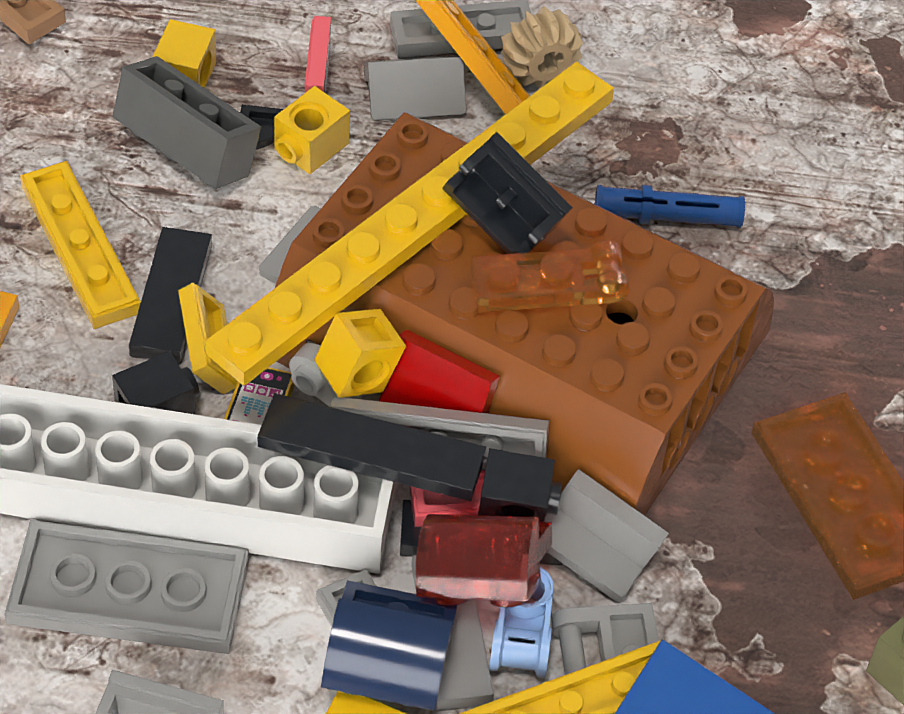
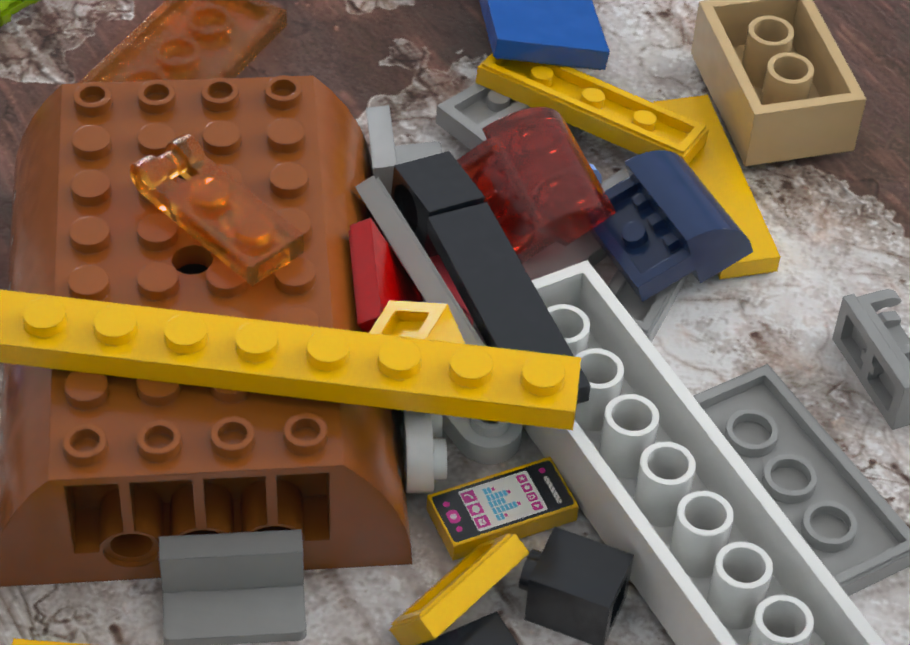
camera: 125 degrees left, 5 degrees down
(507, 196) = (152, 266): black hinge -> none

